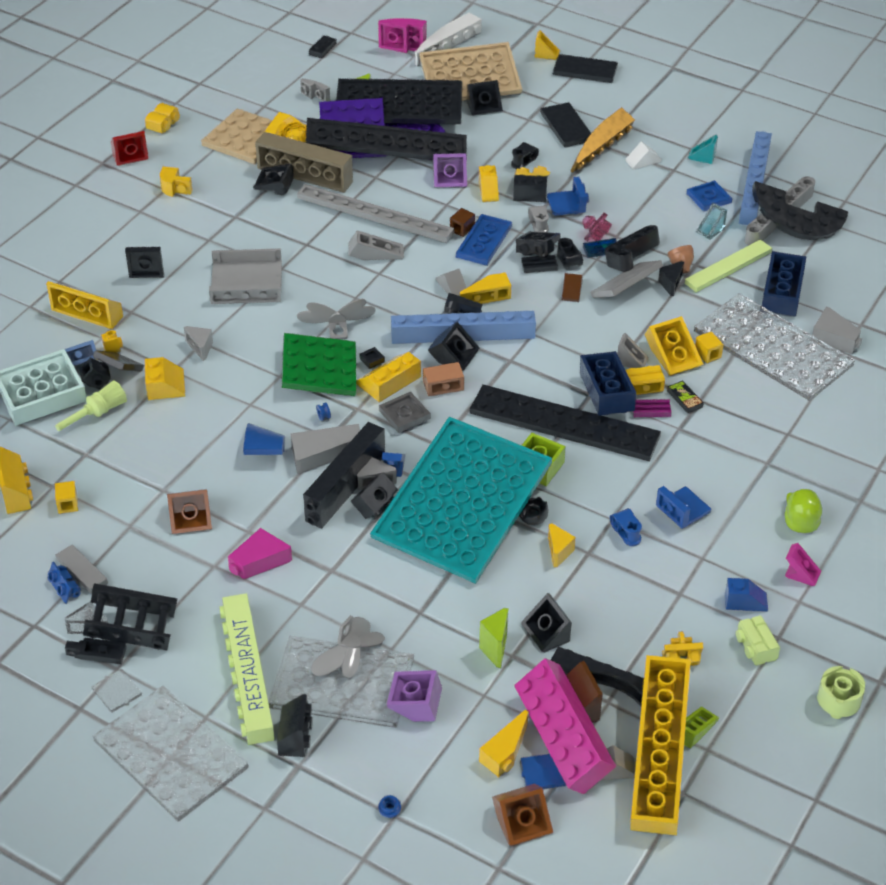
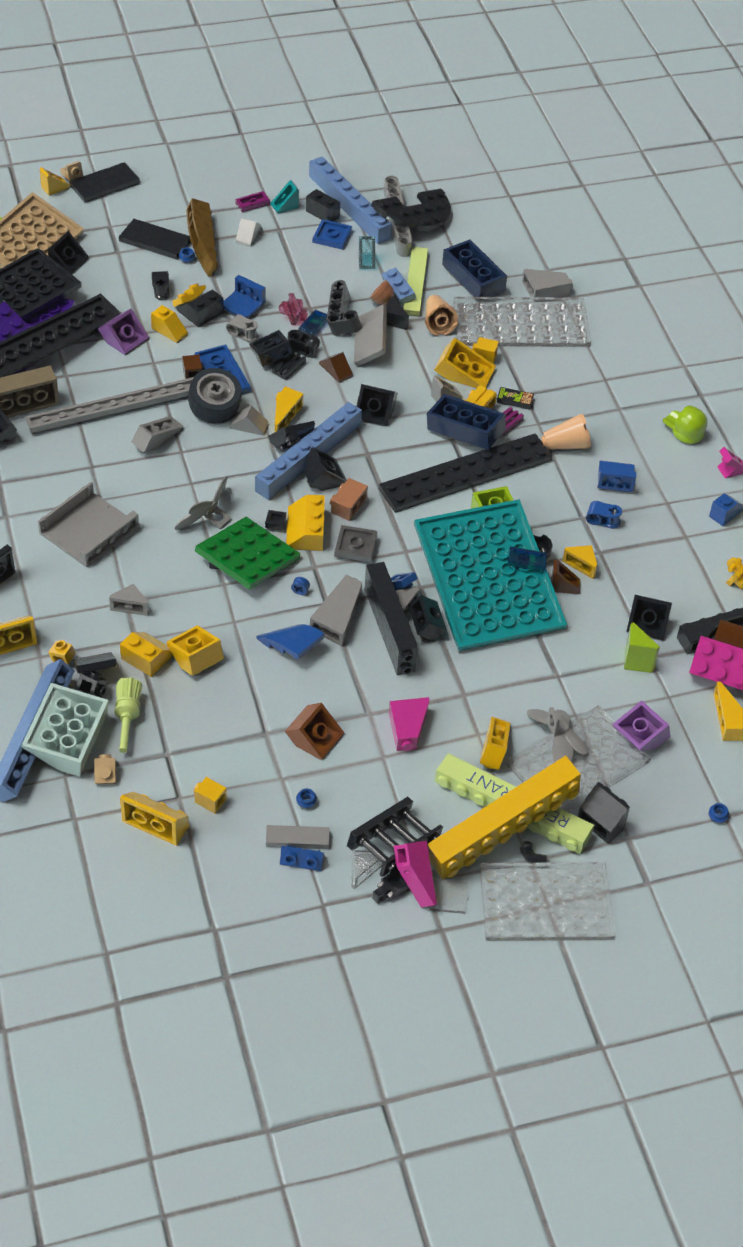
camera: 50 degrees left, 5 degrees up
(31, 431) = (105, 769): none -> tan bracket
(103, 641) = (415, 868): none -> dark pink slope
(122, 549) = (306, 794): none -> blue plate
(190, 400) = (196, 650): none -> yellow slope
(208, 662) = (504, 818): none -> yellow brick
(209, 711) = (529, 854): none -> black arm
(295, 616) = (495, 743): none -> yellow slope
(445, 246) = (214, 395): none -> black wheel
(500, 506) = (527, 559): none -> tile
(521, 546) = (563, 579): none -> reddish brown slope
(561, 328) = (376, 404): none -> black slope
(568, 47) = (72, 171): none -> tan bracket
(573, 147) = (187, 254): none -> blue plate
(679, 139) = (252, 201): none -> magenta tile
(683, 448) = (568, 435): none -> light nougat cone
(703, 297) = (440, 316): none -> light nougat cone
(705, 259) = (401, 288): none -> medium blue plate
(726, 170) = (322, 206): none -> black brick

